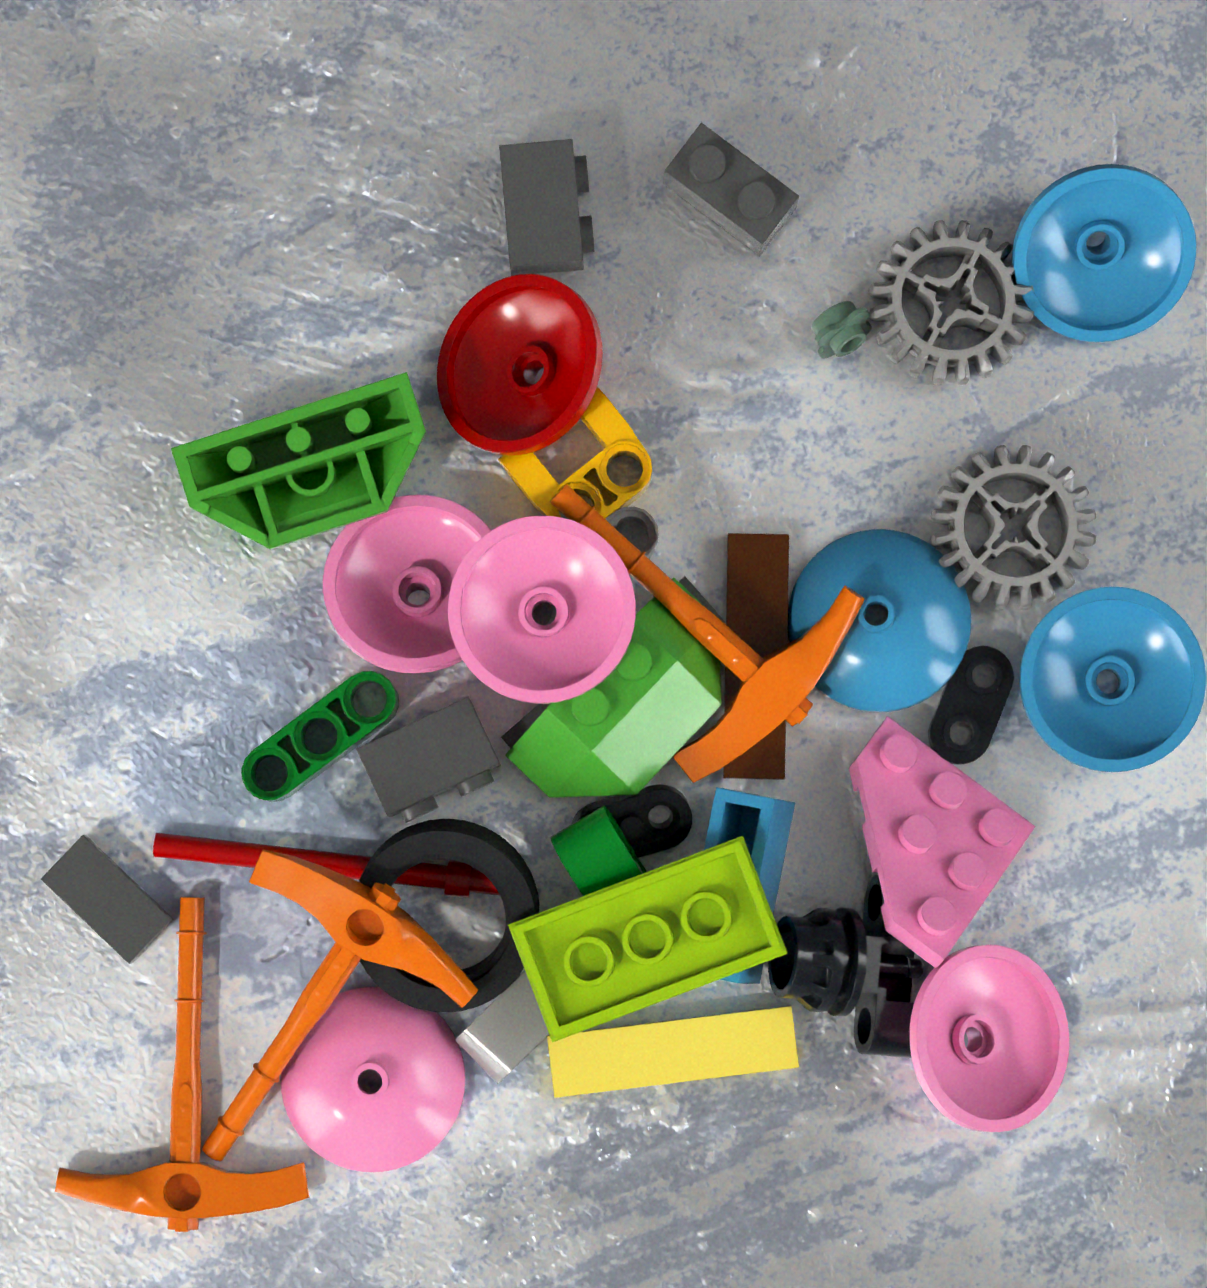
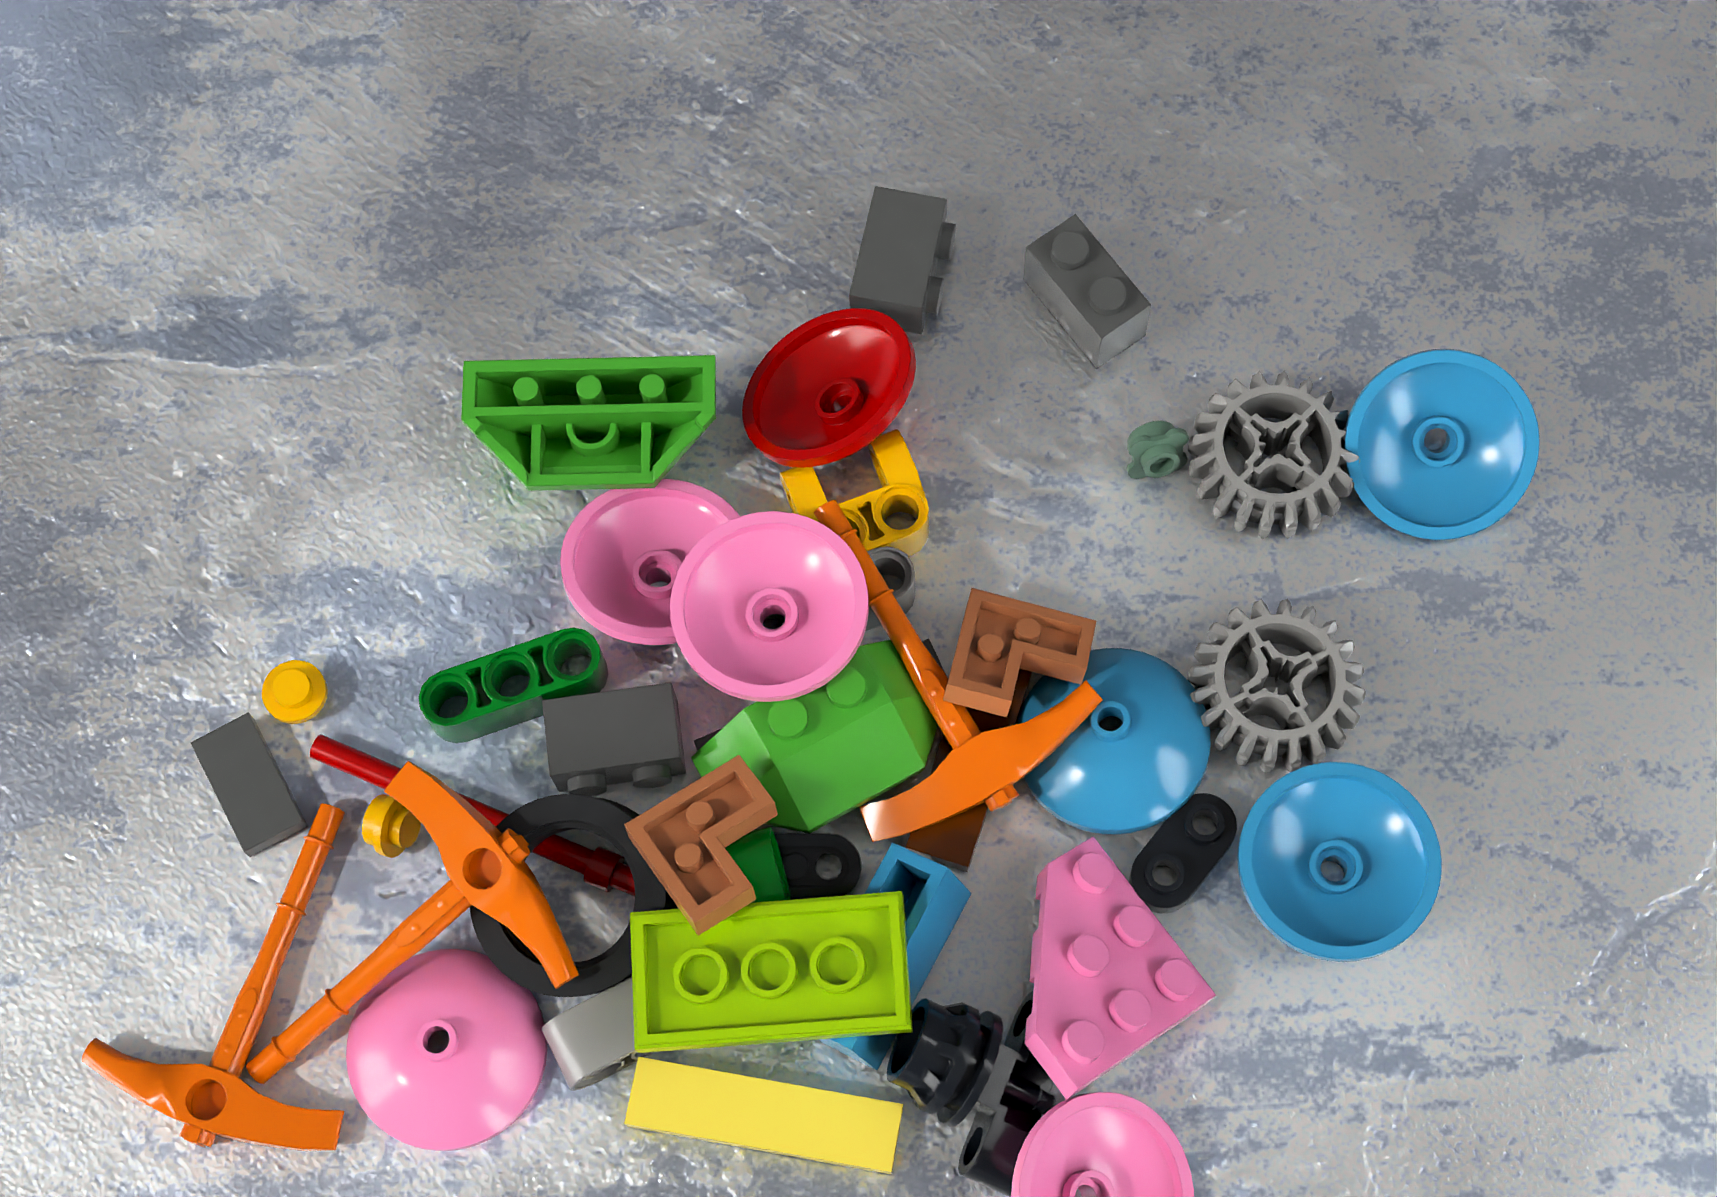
camera: 20 degrees right, 15 degrees down
(117, 801) = (294, 692): none -> yellow plate
(252, 903) = (389, 826): none -> yellow plate
(538, 847) = (687, 840): none -> nougat plate
(757, 561) = (1012, 635): none -> nougat plate

